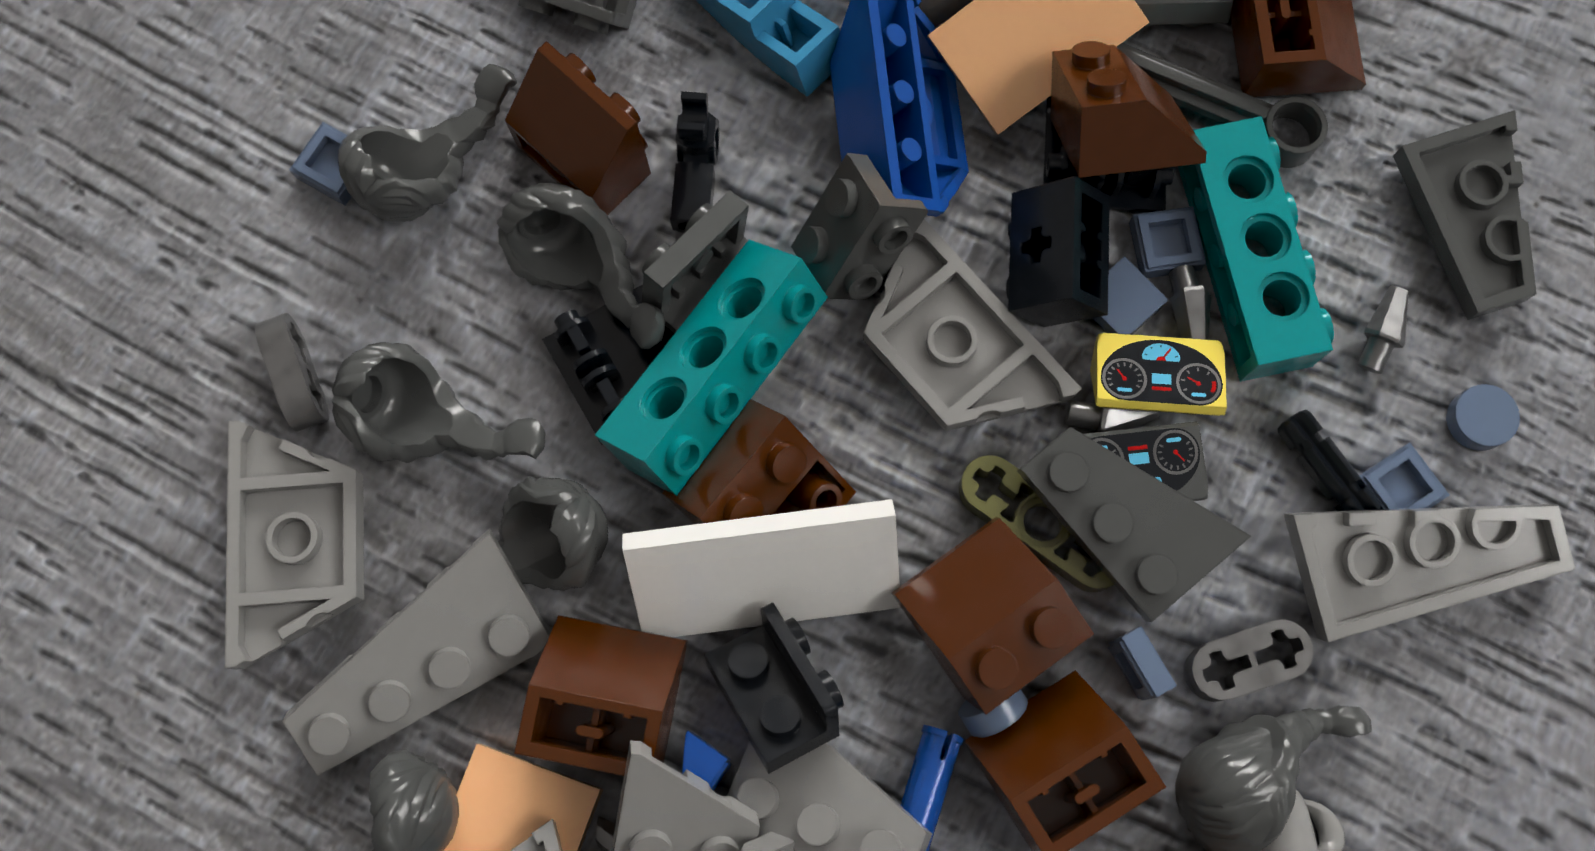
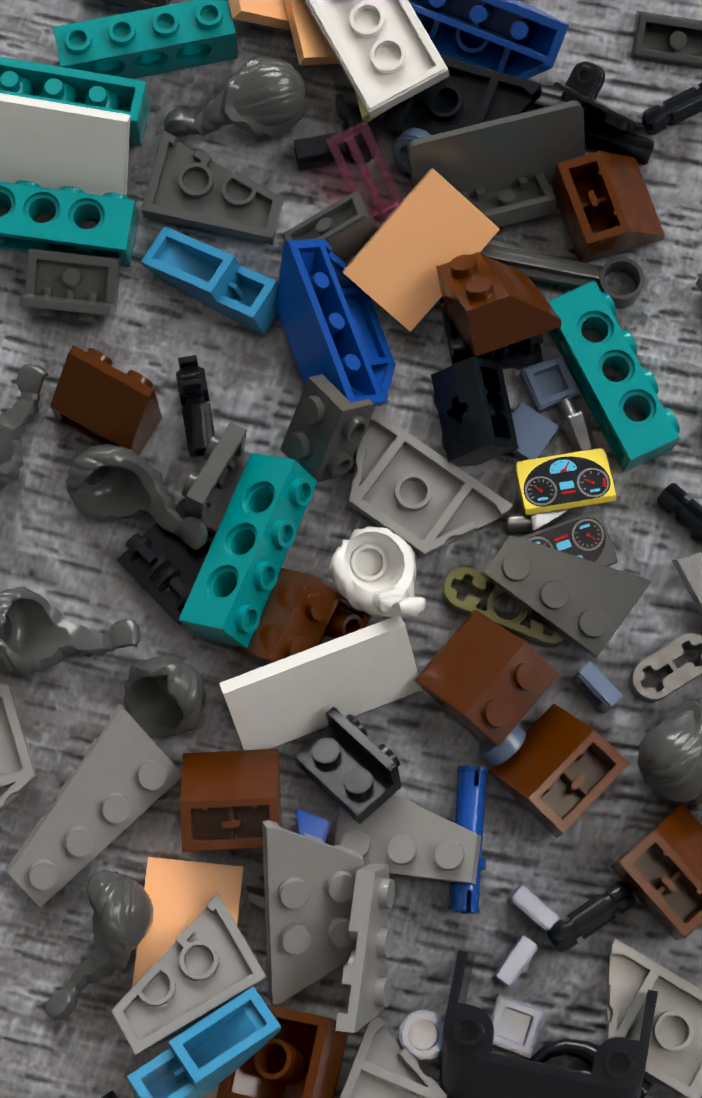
camera: 20 degrees left, 0 degrees up
(876, 437) = (377, 573): none -> white hair

